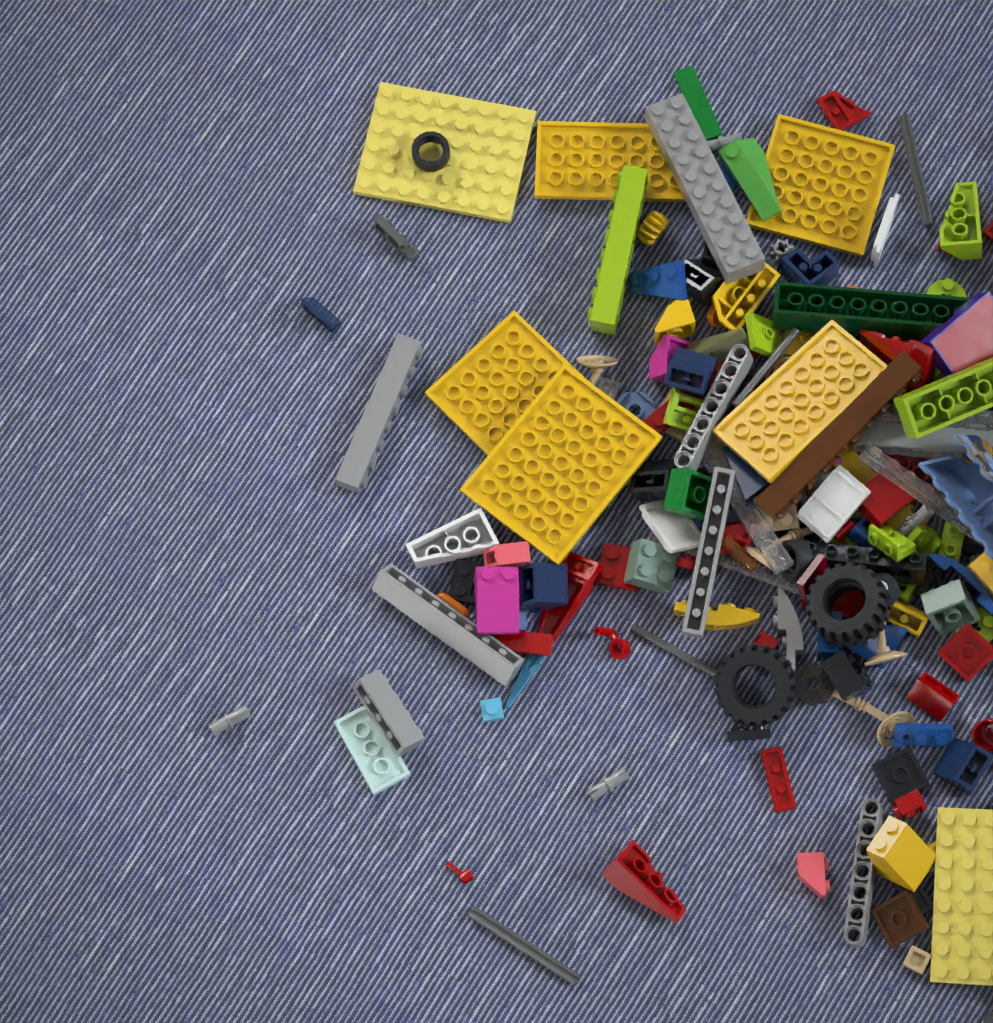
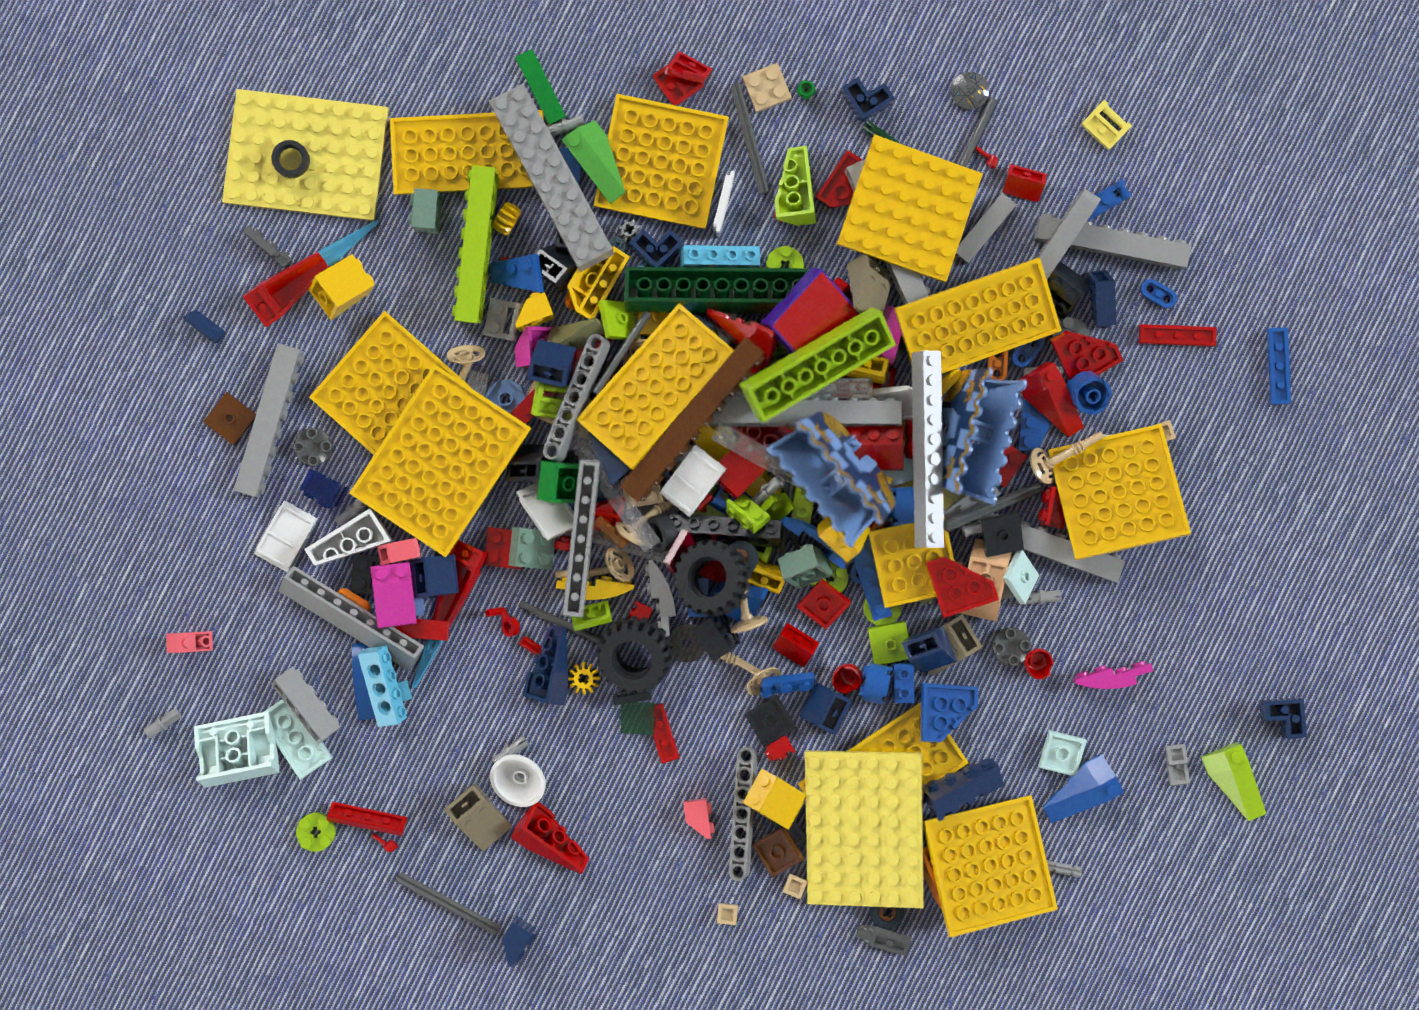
camera: 15 degrees left, 15 degrees up
(268, 635) = (189, 642): none -> coral slope
(307, 754) = (236, 749): none -> light aqua piece
(337, 409) = (230, 418): none -> reddish brown plate
(383, 535) = (285, 536): none -> white piece
(393, 861) = (308, 840): none -> lime plate
(406, 283) = (281, 291): none -> red plate
(423, 444) = (312, 446): none -> dark grey dish
(431, 486) = (324, 489): none -> clear blue brick
(443, 842) = (367, 818): none -> red tile
(454, 695) = (362, 698): none -> blue slope
(465, 508) = (350, 512): none -> light grey pin
(469, 283) = (341, 286): none -> yellow slope
(469, 705) = (371, 660): none -> medium azure brick
(566, 850) = (478, 817): none -> dark tan slope
(567, 213) = (426, 211): none -> sand green brick
(599, 986) = (518, 935): none -> dark blue slope
(606, 821) = (512, 785): none -> white dish
(632, 330) = (497, 319): none -> light grey plate
(644, 675) = (530, 645): none -> red axle
(660, 703) = (550, 675): none -> dark blue wedge
(692, 717) = (583, 685): none -> yellow gear
(712, 642) = (594, 615): none -> lime bracket
(741, 593) = (612, 567): none -> tan dish
(752, 759) = (637, 718): none -> clear green piece
(838, 984) = (727, 913): none -> tan plate
(855, 94) = (688, 68): none -> red wing
(876, 279) = (720, 256): none -> medium azure brick
(937, 121) = (766, 87): none -> tan plate
(979, 120) = (806, 94): none -> green plate

